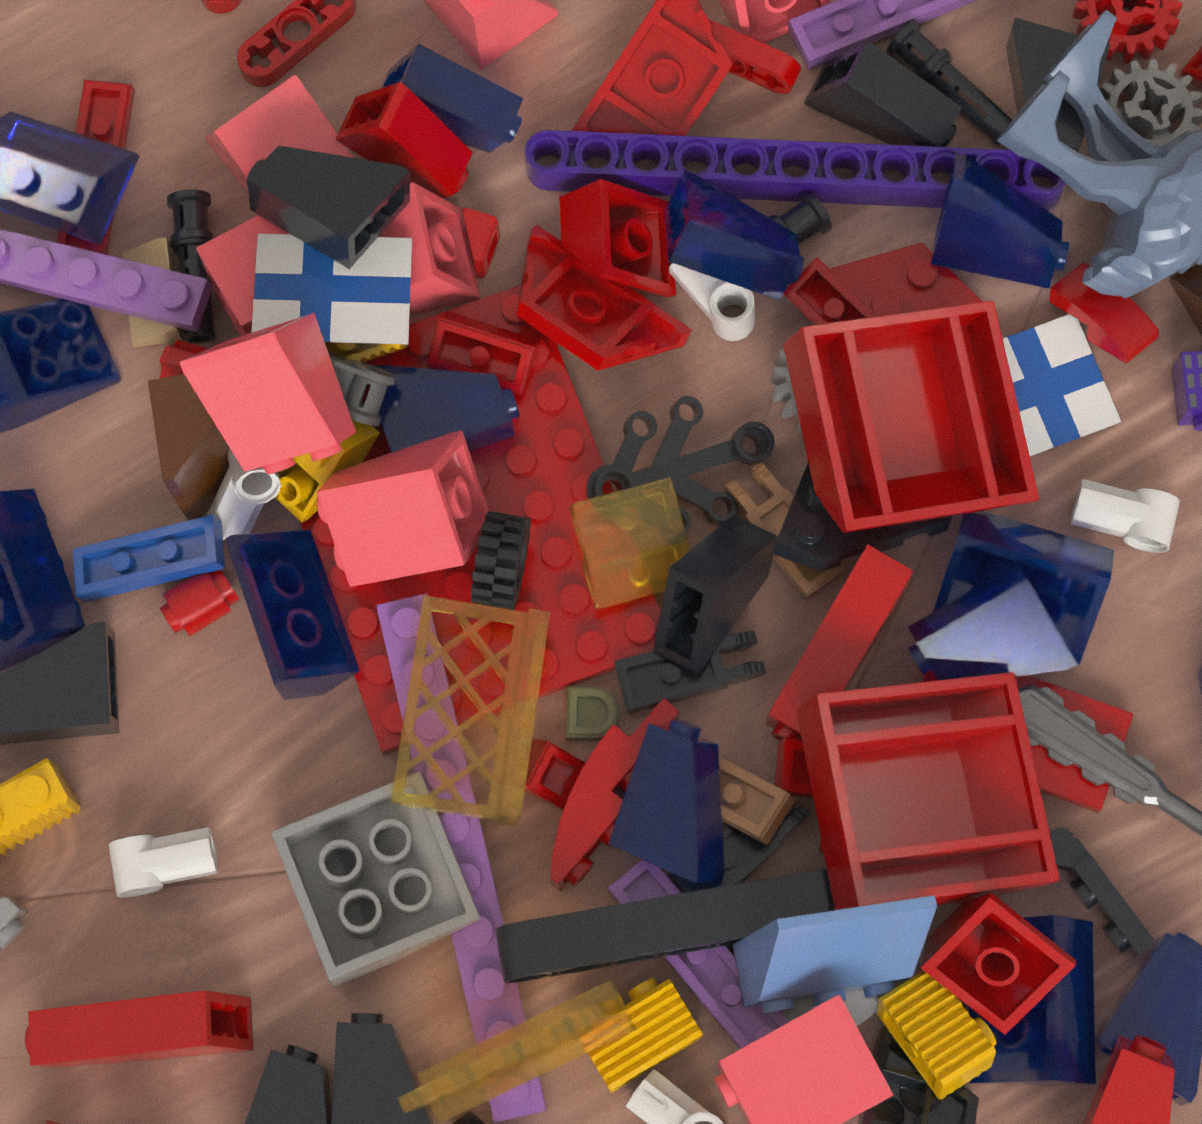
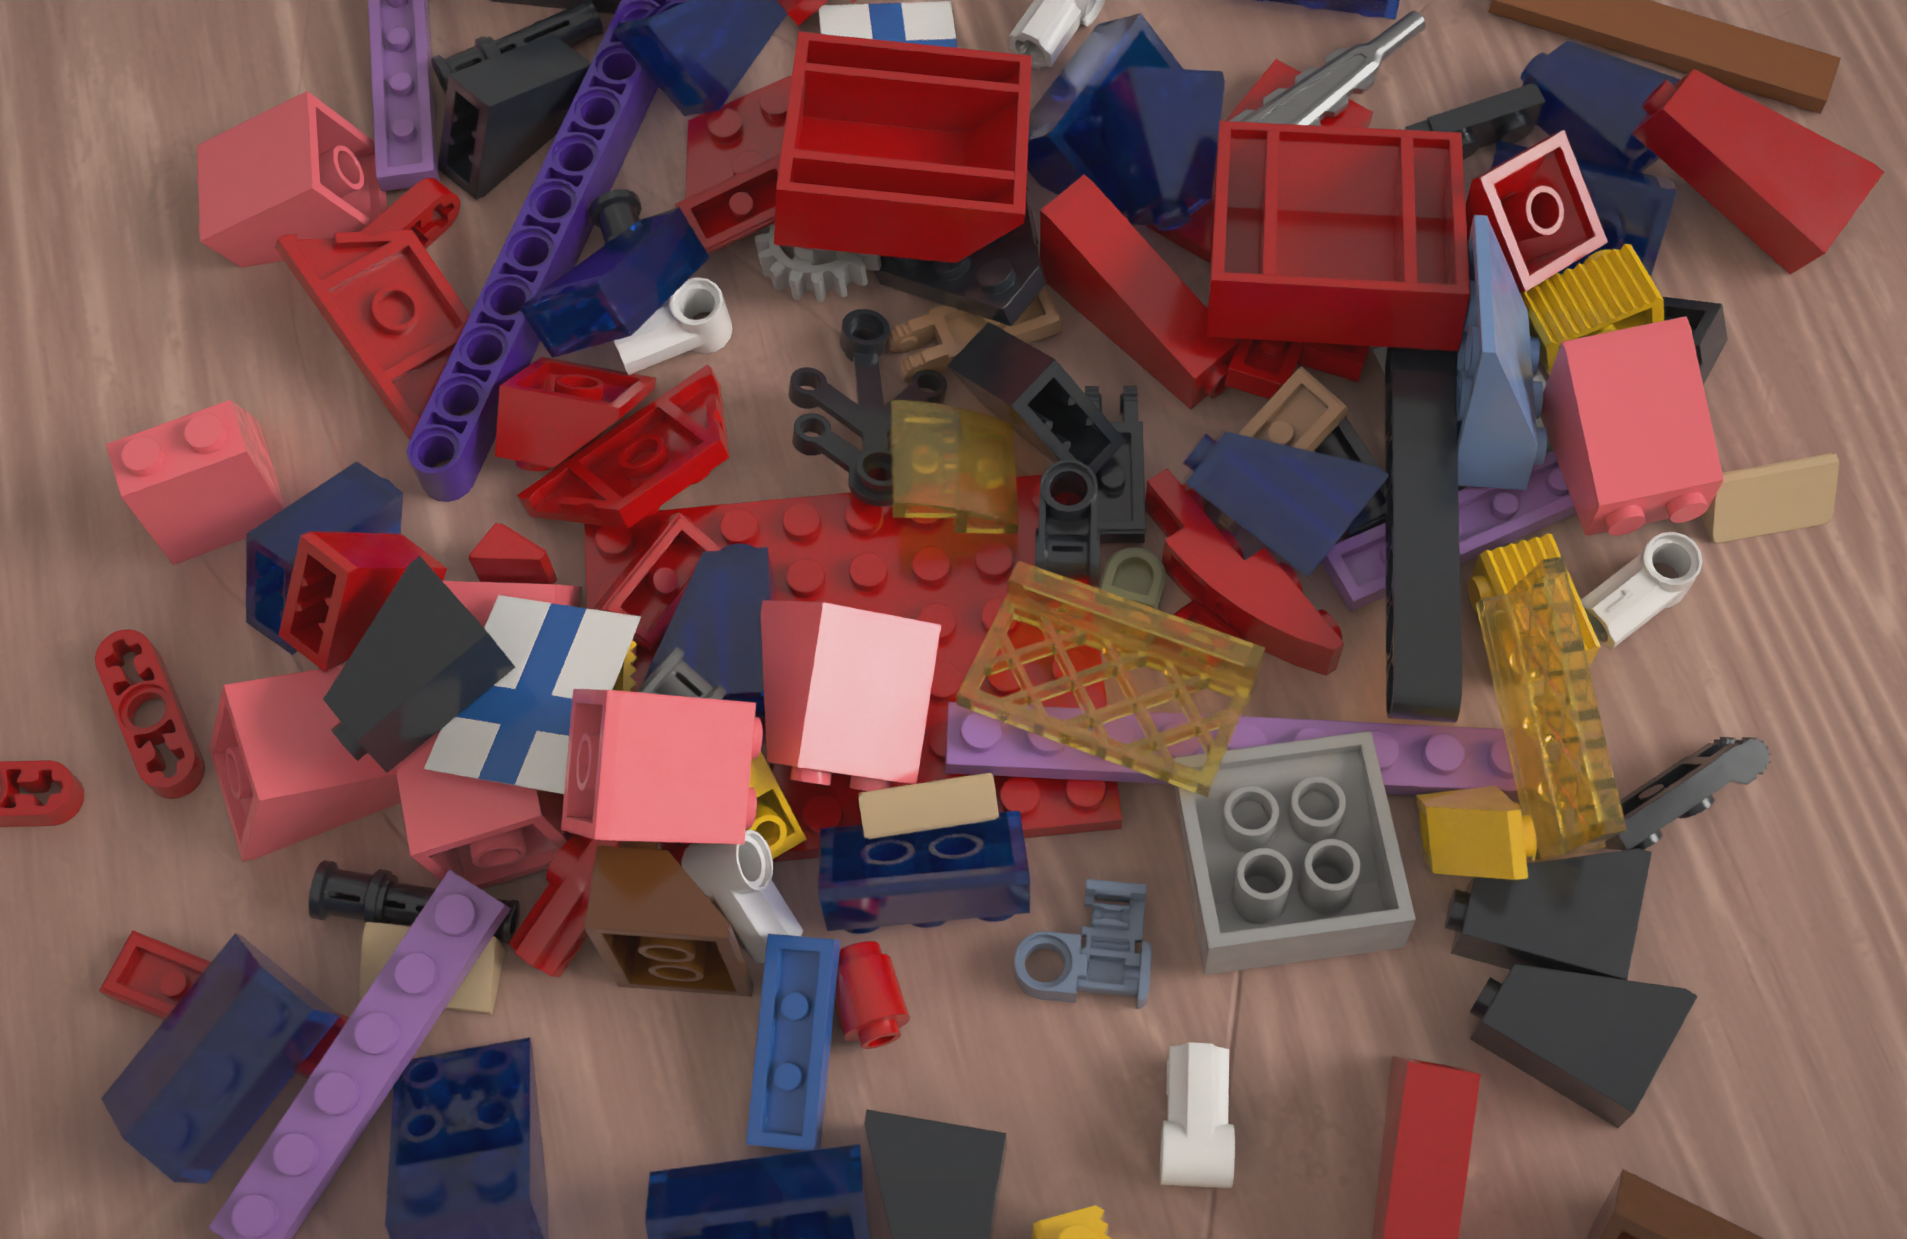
camera: 75 degrees left, 10 degrees down
(279, 766) = (1108, 959): none -> sand blue piece
(340, 604) = (928, 805): none -> tan slope
(421, 1017) = (1475, 833): none -> yellow slope
(500, 560) = (939, 593): black tyre -> none
(596, 646) = (1069, 535): none -> black piece

